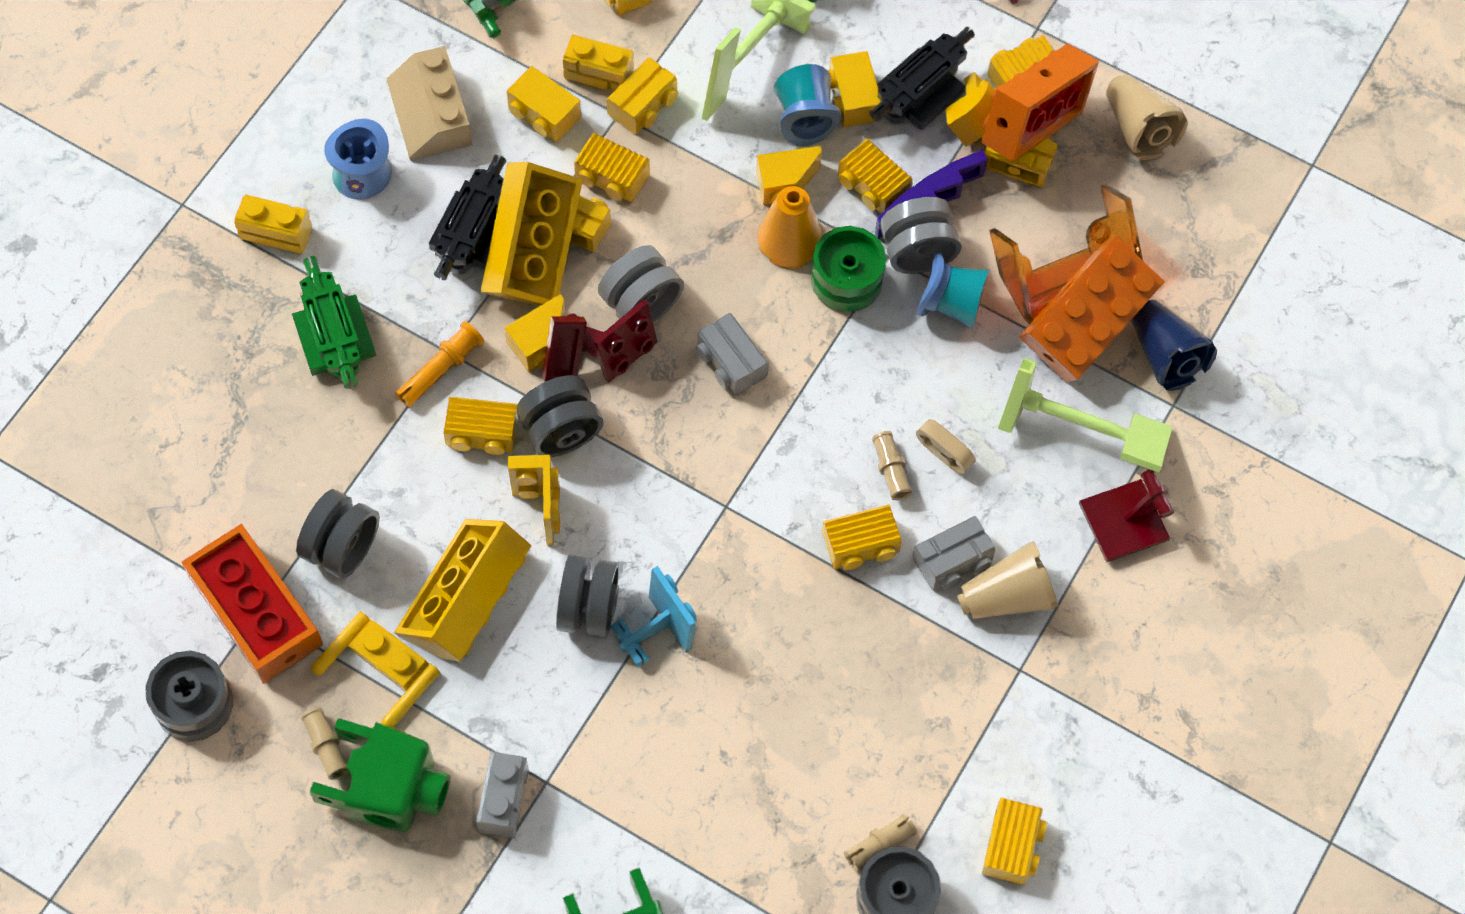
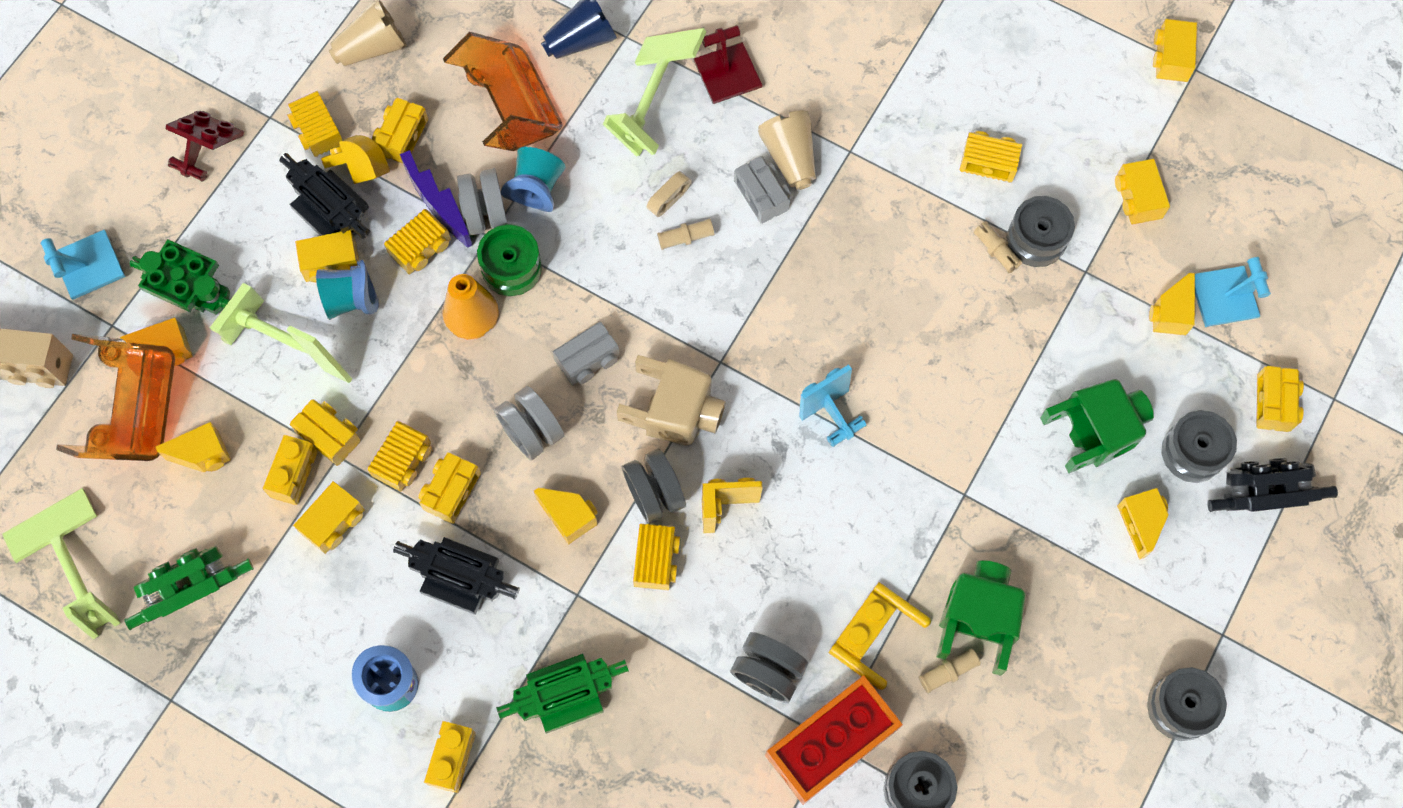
camera: 90 degrees left, 5 degrees up
(429, 104) = (323, 622): tan slope -> none
(450, 354) = (584, 588): light orange pin -> none
(464, 588) = (806, 565): yellow slope -> none
(502, 795) = (985, 522): light grey brick -> none
(531, 233) = (475, 517): yellow slope -> none
(564, 346) = (588, 485): dark red tile -> none
(582, 596) = (818, 457): dark grey wheel -> none
(622, 342) = (584, 452): dark red plate -> none
(662, 446) = (679, 405): none -> tan piece
(785, 170) = (413, 312): yellow slope -> none
(862, 537) = (750, 255): yellow brick -> none
(1039, 101) = (363, 102): orange brick -> none
(1091, 309) = (555, 77): orange brick -> none

